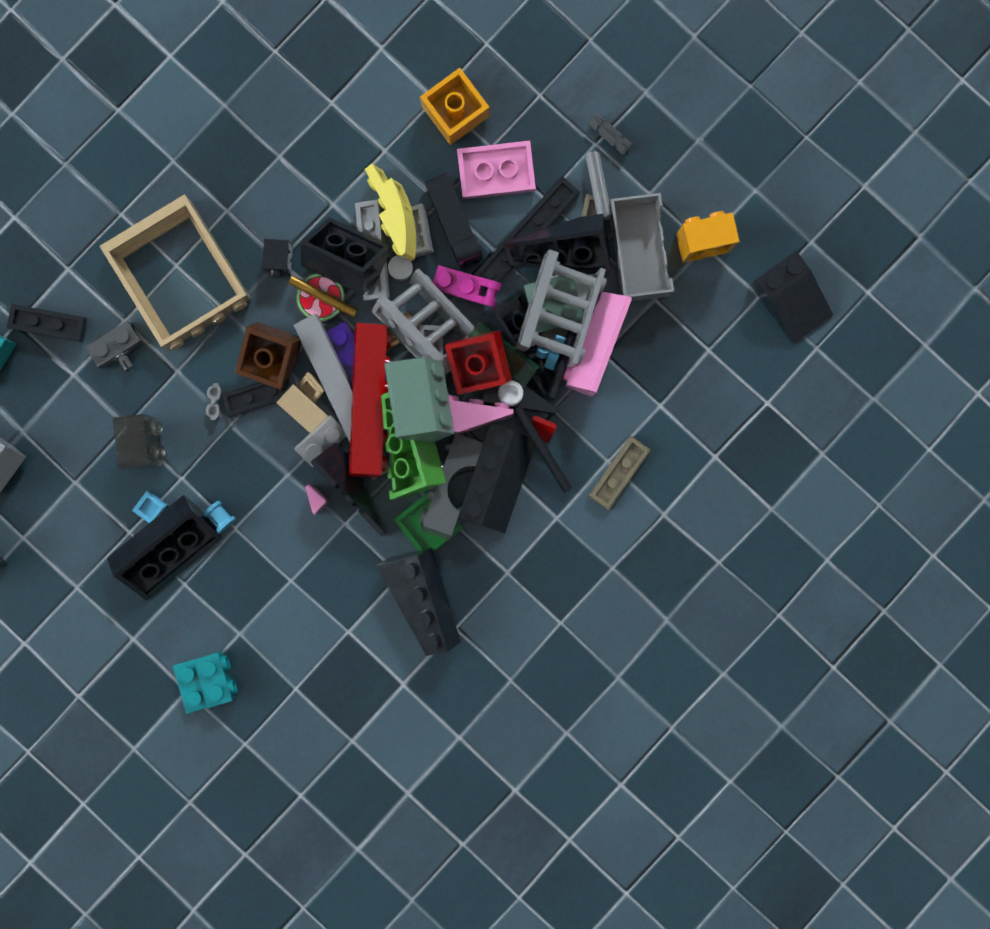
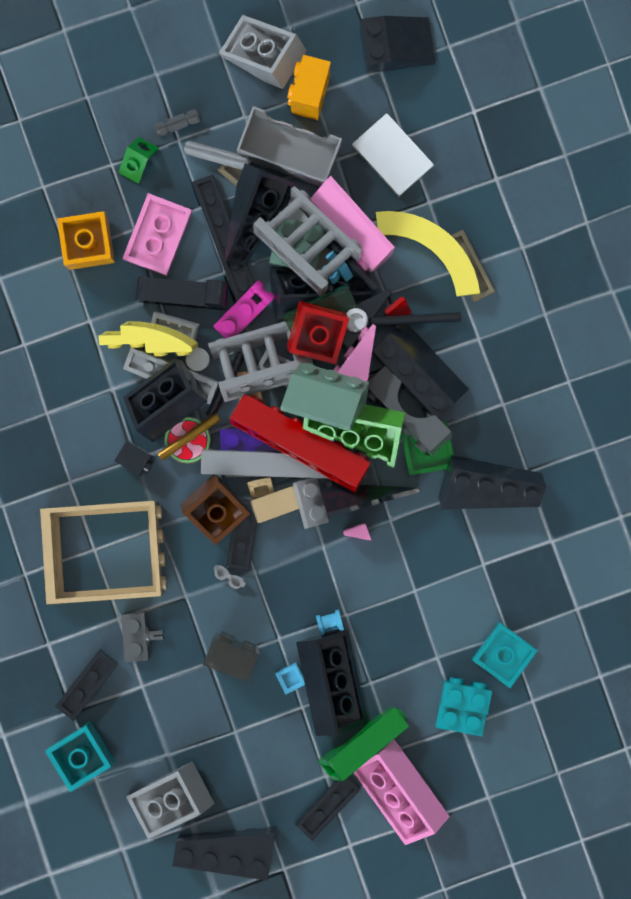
camera: 60 degrees left, 0 degrees up
(49, 603) = (327, 807): none -> black tile
(95, 664) = (401, 794): none -> bright pink slope
(121, 607) = (363, 744): none -> green slope
(273, 695) = (504, 655): none -> teal tile
(410, 305) = (218, 399): none -> black bar
(556, 113) = (136, 159): none -> green bracket
(627, 430) = (438, 241): none -> light yellow tile
(686, 348) = (392, 155): none -> white tile
(719, 177) = (263, 50): none -> light grey slope

